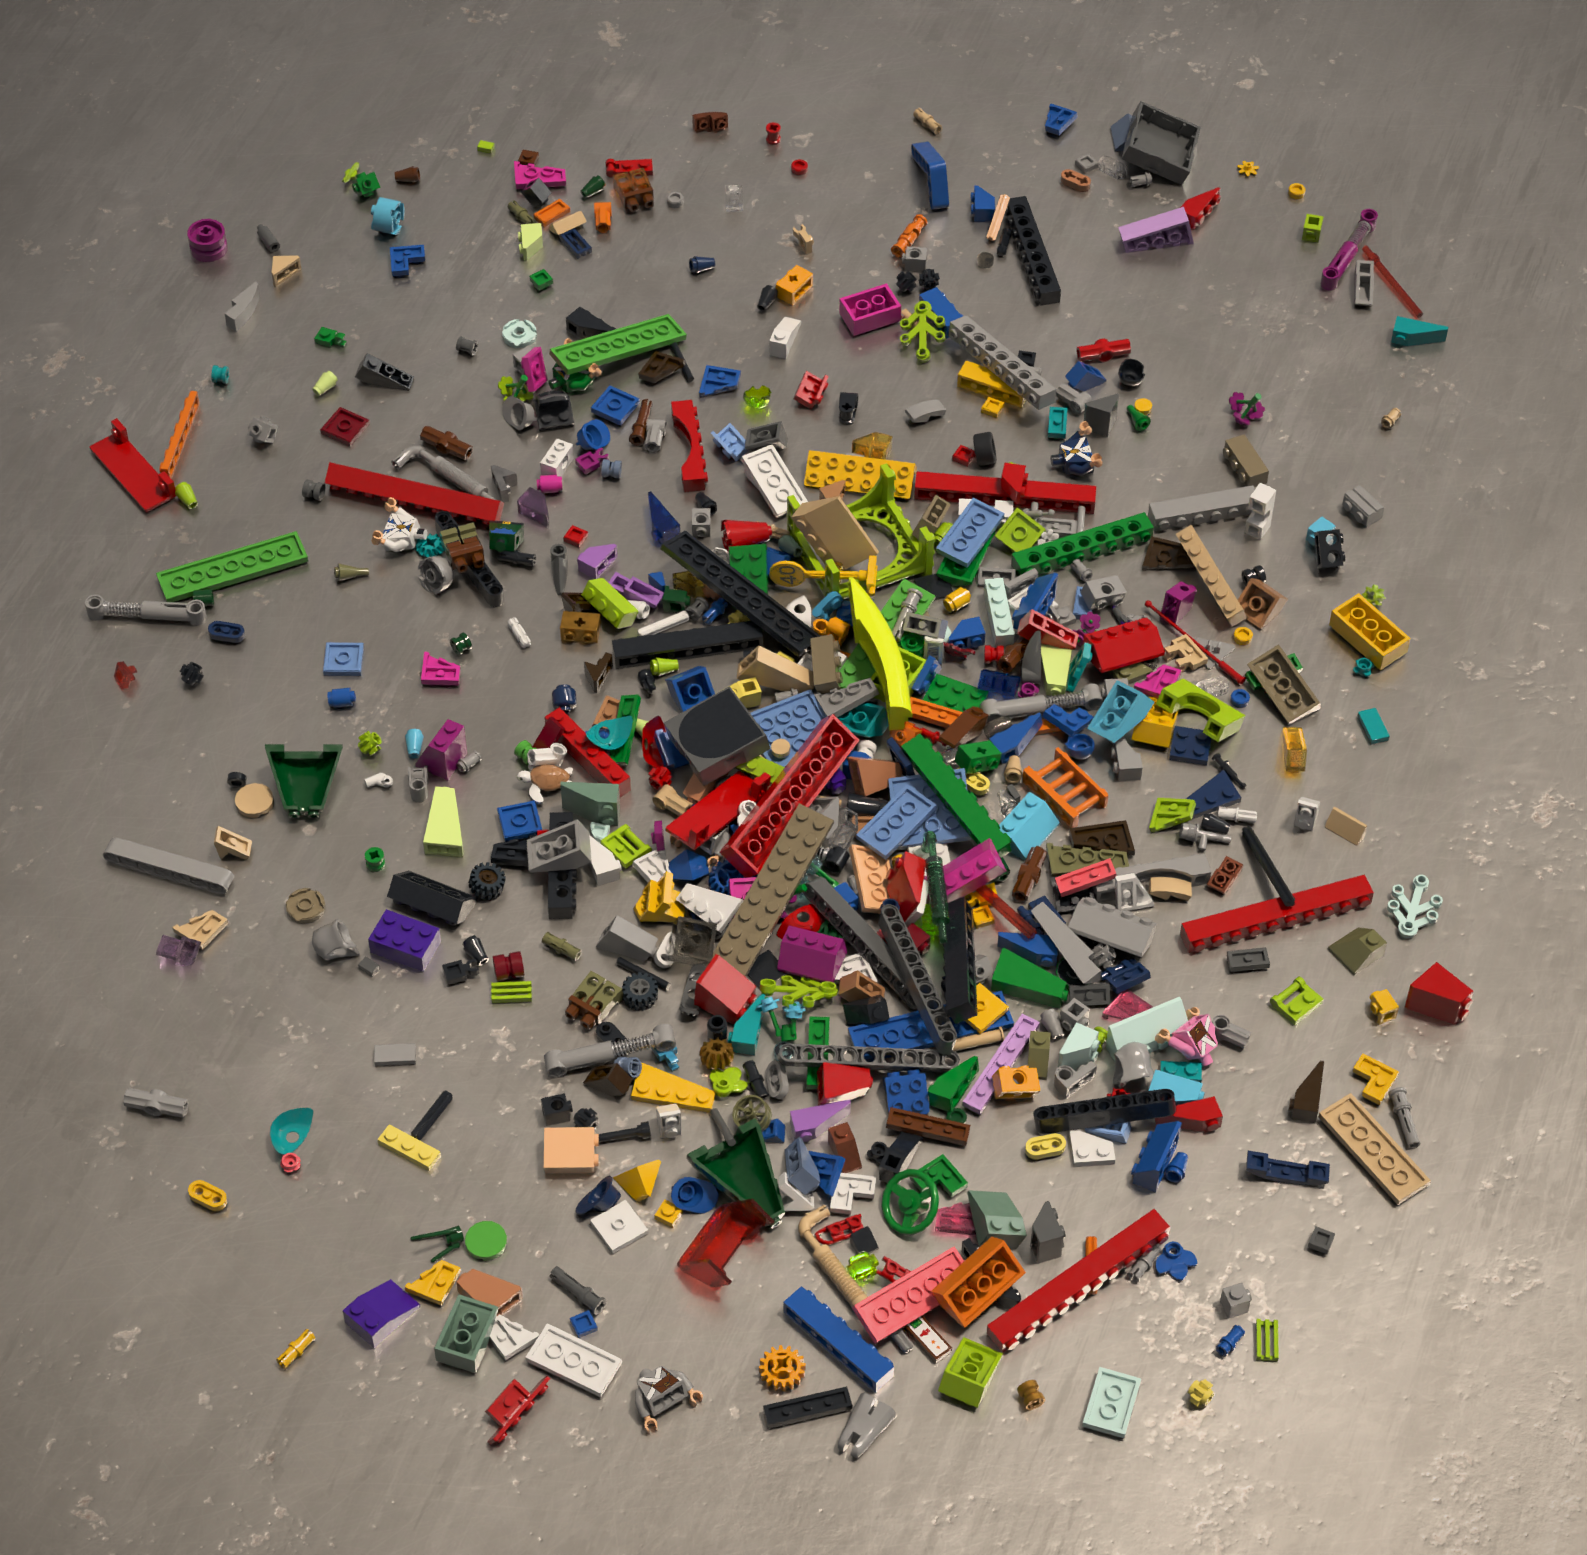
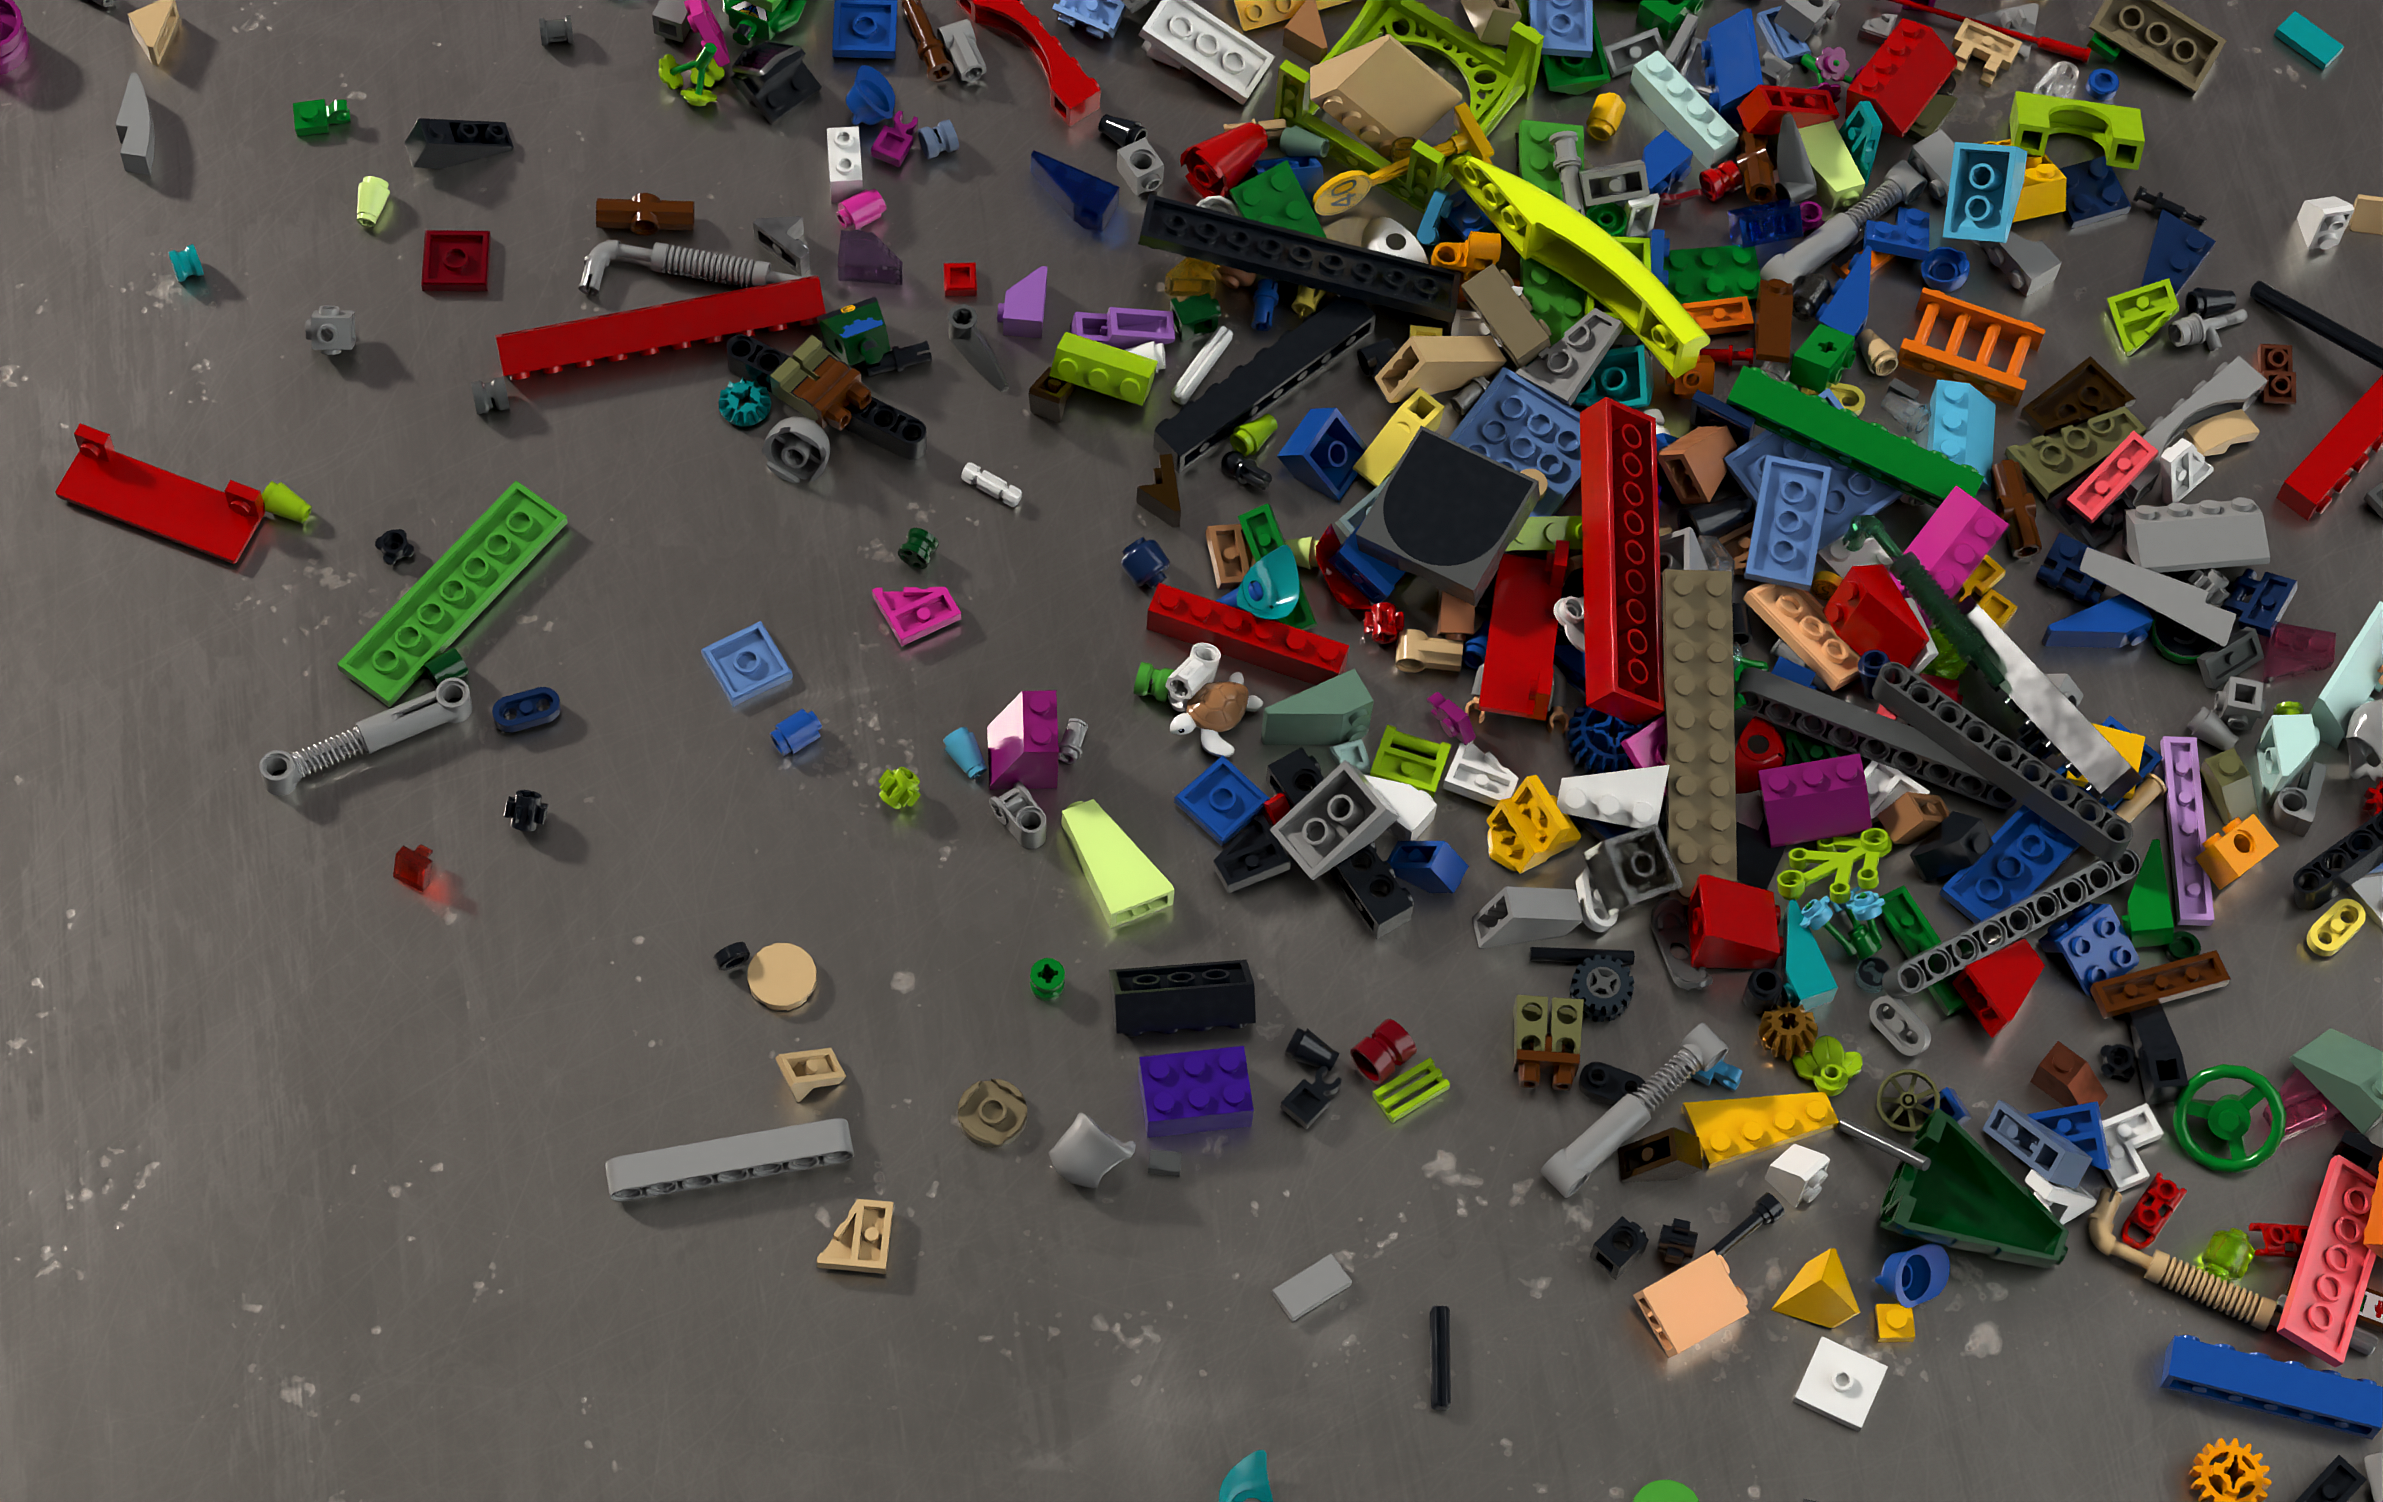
camera: 35 degrees left, 10 degrees up
(181, 432) = (192, 392): orange plate -> none
(182, 951) = (860, 1295): clear purple brick -> none
(221, 535) = (392, 538): none -> black plate
(303, 777) = (848, 898): dark green cone -> none
(345, 572) = (643, 514): olive cone -> none
(379, 779) = (955, 840): white arm -> none
(400, 531) = (686, 399): torso -> none
(409, 1147) = (1443, 1428): light yellow plate -> none
(487, 880) = (1248, 927): black wheel -> none
(518, 413) = (725, 112): light grey piece -> none
(550, 734) = (1174, 638): dark red tile -> none
(561, 946) = (1434, 975): olive pin -> none
(580, 626) = (1082, 430): pearl gold brick -> none
(596, 896) = (1428, 865): none -> blue slope
(600, 1198) = (1783, 1356): dark blue piece -> none
(631, 1065) = (1682, 1117): sand blue wheel -> none
(657, 581) = (1148, 297): blue slope -> none
(688, 866) = (1529, 749): blue slope -> none
(697, 608) = (1236, 313): dark grey bush -> none
(720, 1239) = (1996, 1328): clear red windscreen -> none
(755, 1080) = (1869, 1042): black pin -> none
(814, 1121) = (1994, 1068): medium lavender slope -> none
(863, 1240) = (2197, 1215): black slope -> none
(934, 585) = (1552, 107): black piece -> none
(945, 1174) = (2231, 1046): green plate -> none
(1006, 911) = (2041, 587): clear red axle -> none
(1027, 981) = (2132, 680): green slope -> none
(1118, 614) = (1855, 35): dark grey piece -> none
(1157, 680) = (1981, 113): dark pink wing -> none
(1237, 815) = (2227, 271): white axle -> none
(1294, 749) = (2236, 129): clear yellow slope -> none

